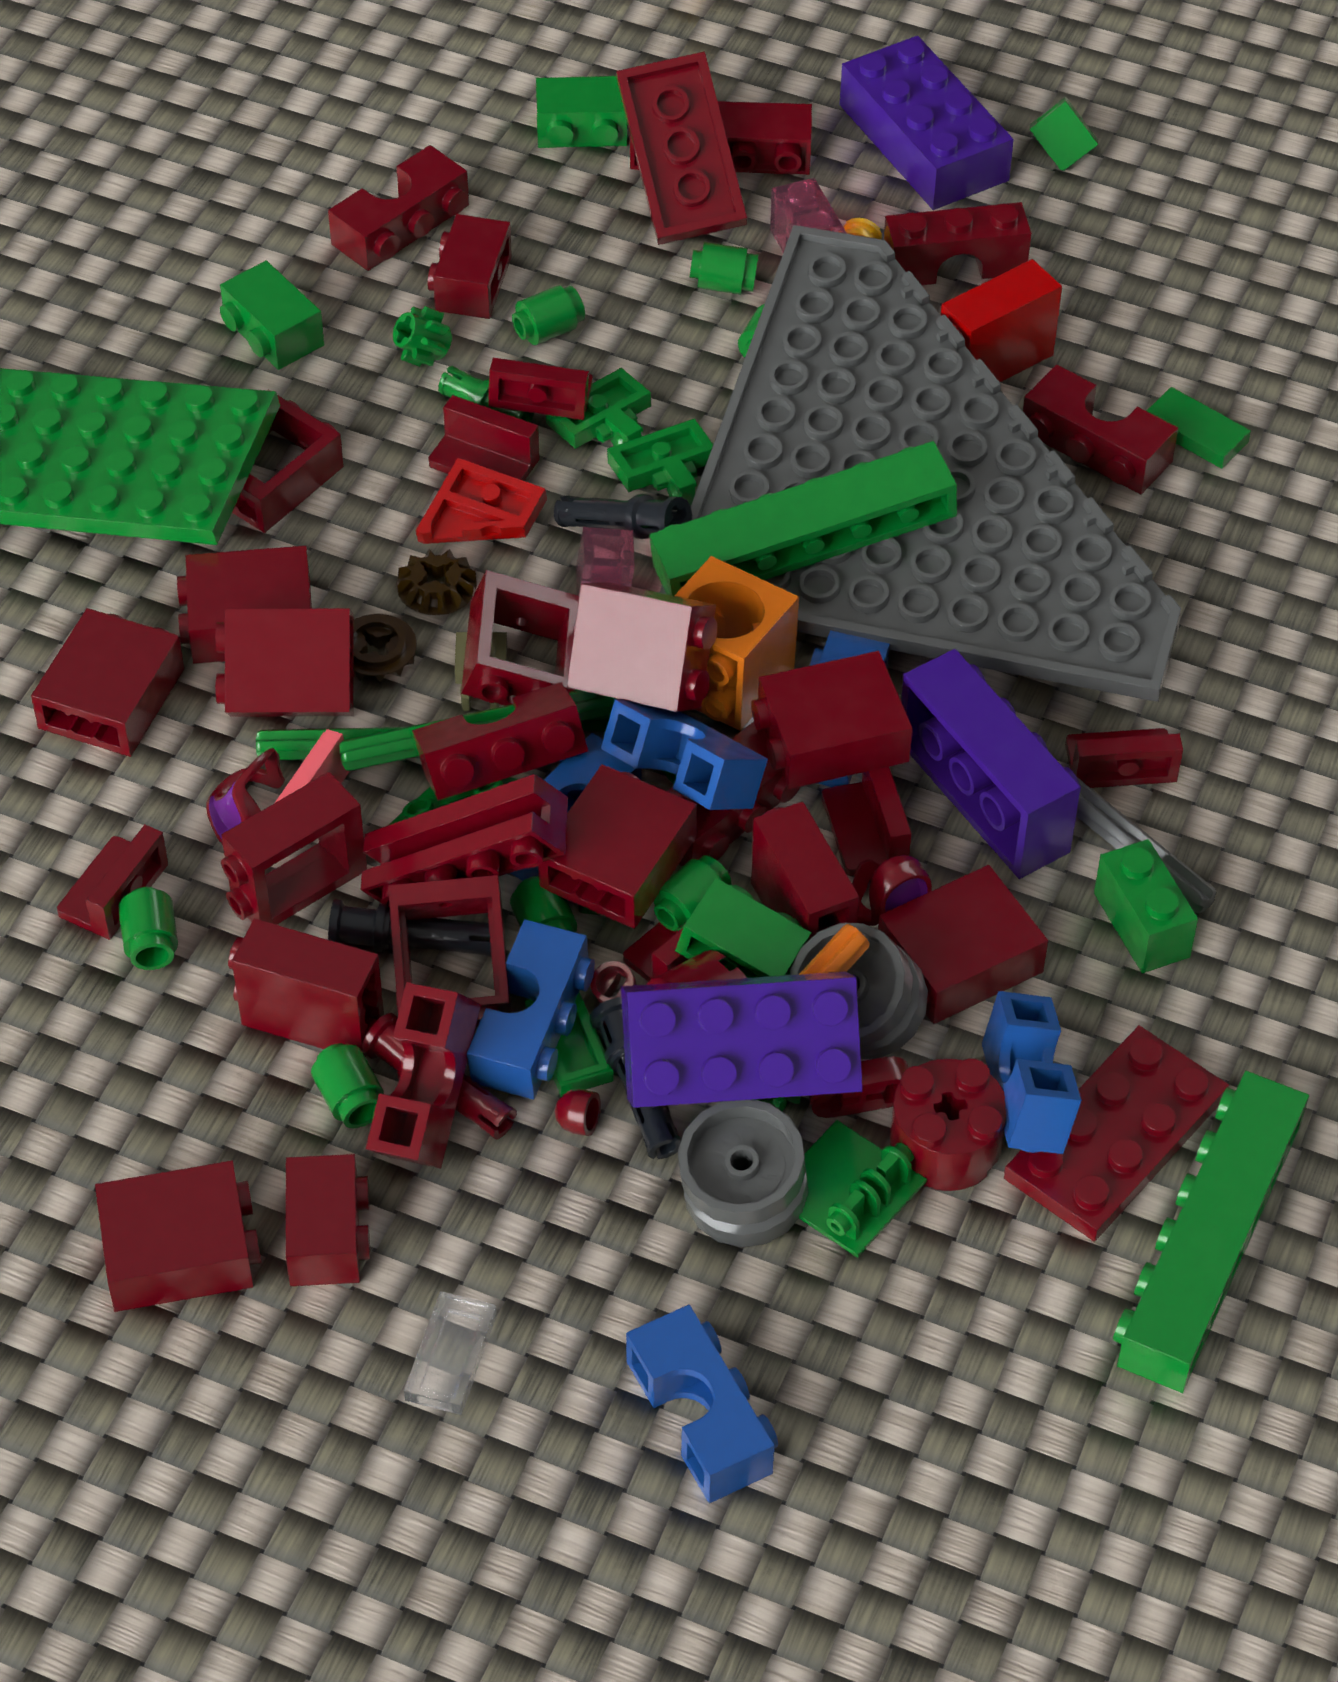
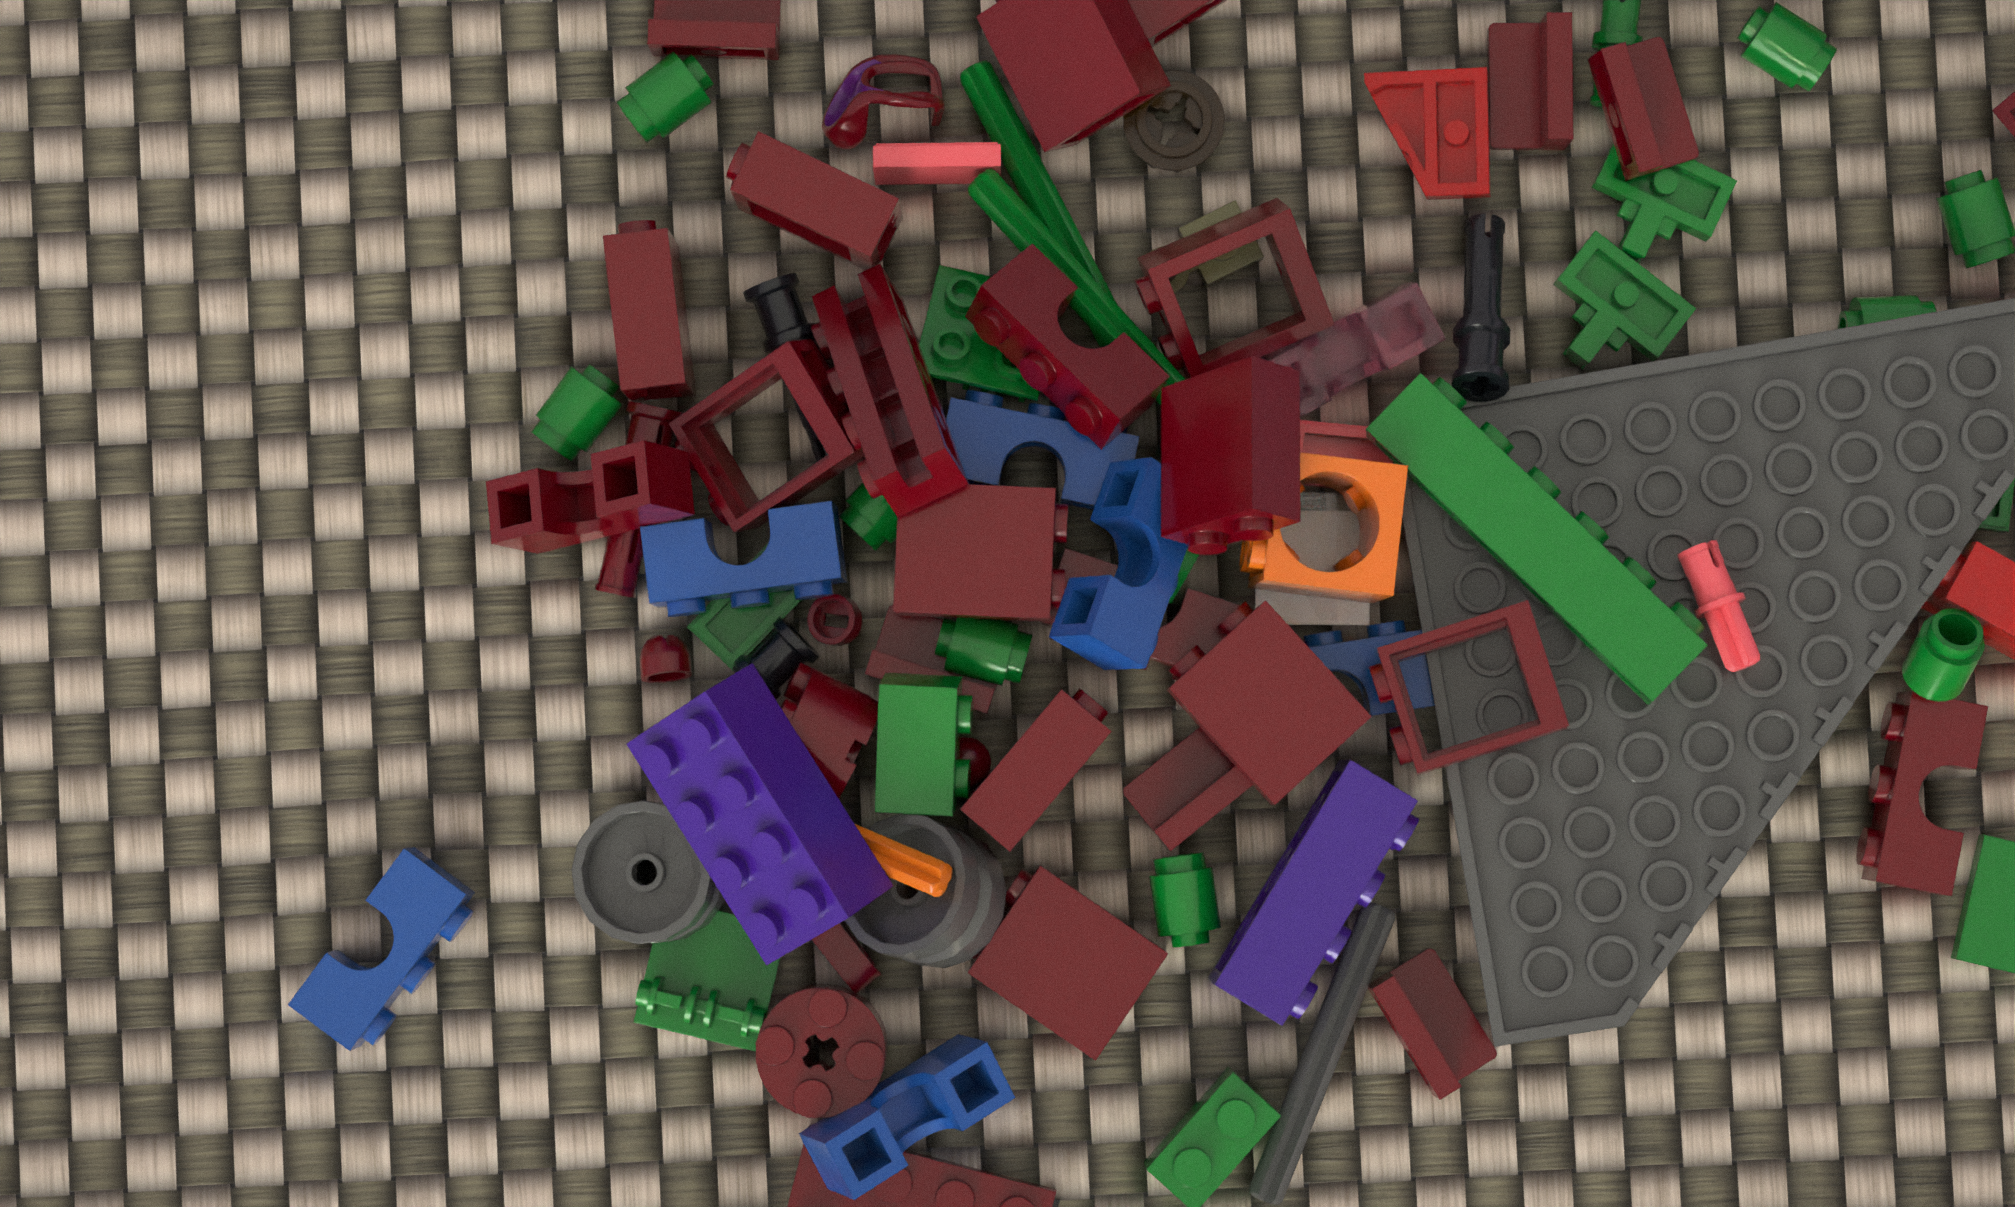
camera: 65 degrees right, 35 degrees up
(176, 1235) = (318, 340): dark red brick -> none
(323, 1220) = (407, 476): dark red brick -> none
(435, 597) = (1277, 148): dark brown gear -> none
(450, 1353) = (332, 675): clear tile -> none
(871, 555) = (1533, 667): none -> dark red window
(891, 440) = (1719, 605): none -> coral axle
(891, 885) = (1087, 866): dark red piece -> none
(950, 852) = (1184, 899): none -> green brick
(1009, 358) = (1944, 655): none -> green brick

